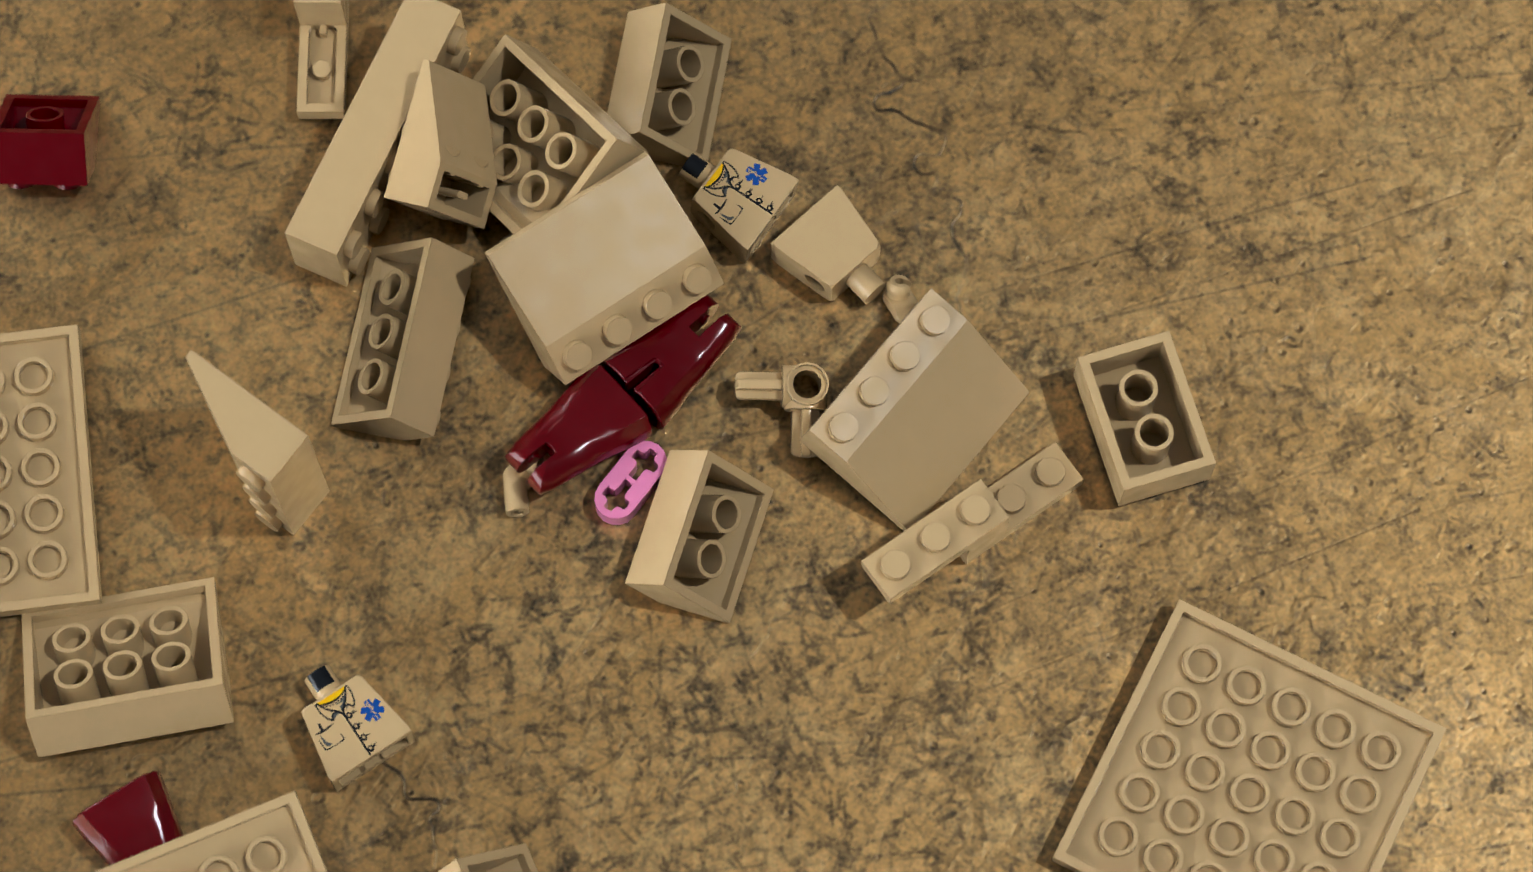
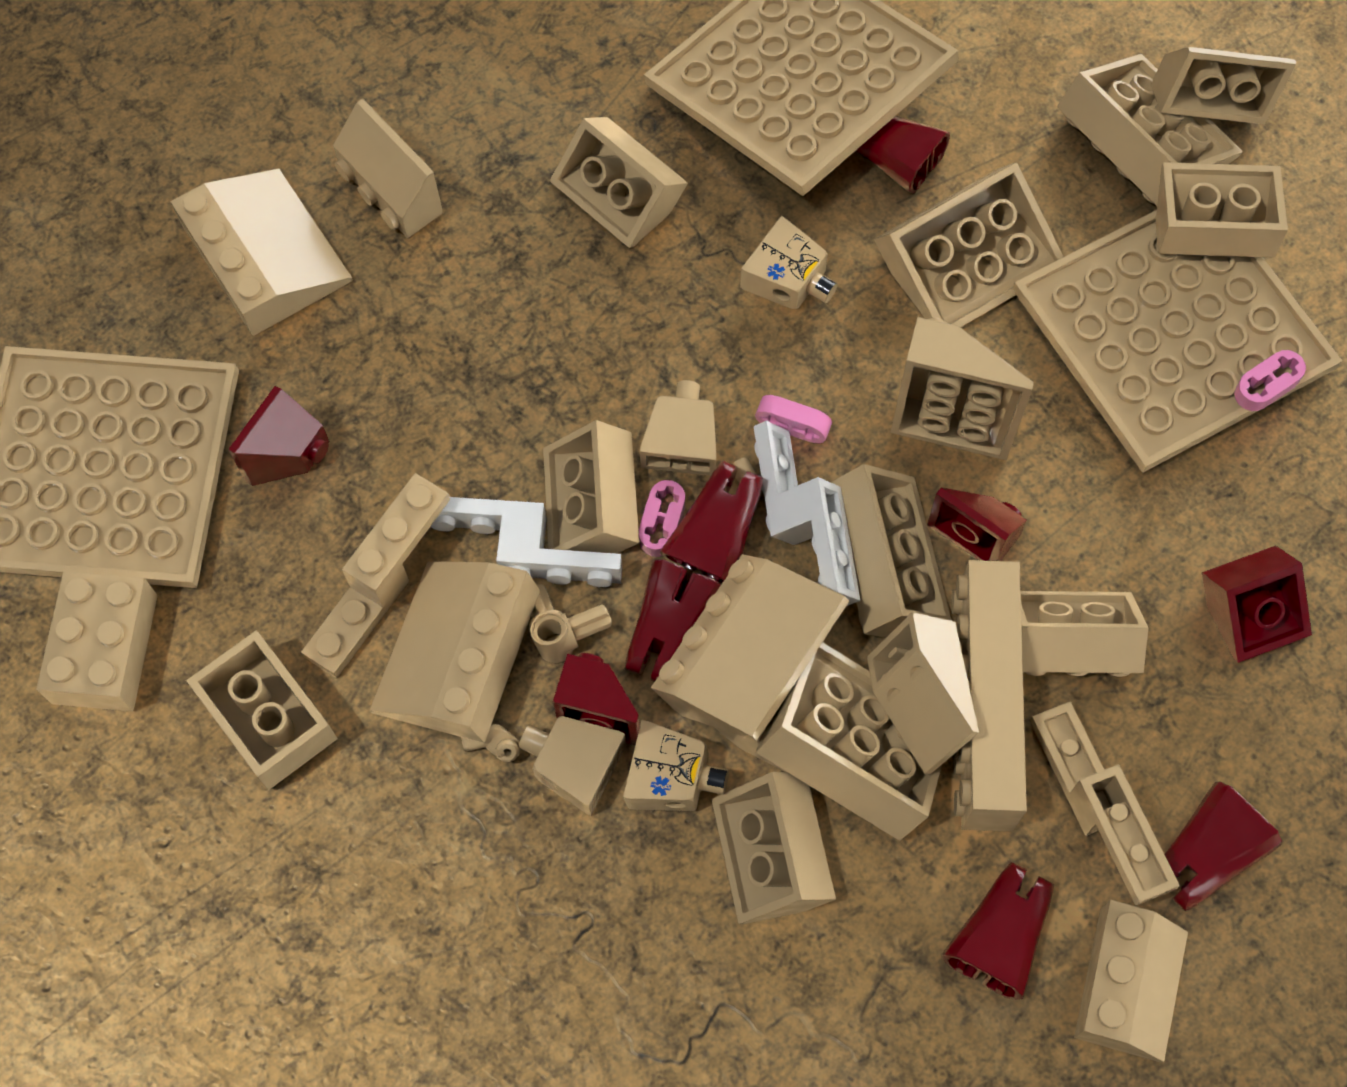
camera: 160 degrees right, 5 degrees down
(241, 179) = (1082, 633): none -> tan slope
(288, 323) = (976, 523): none -> dark red slope
(434, 535) = (798, 419): none -> bright pink beam
(474, 409) = (805, 511): none -> white bracket
(567, 567) = (681, 433): none -> tan torso
(791, 287) = (595, 696): none -> dark red slope
(796, 507) = (523, 538): none -> white bracket
(1028, 723) = (279, 441): none -> slope
(1302, 570) = (97, 641): none -> tan brick

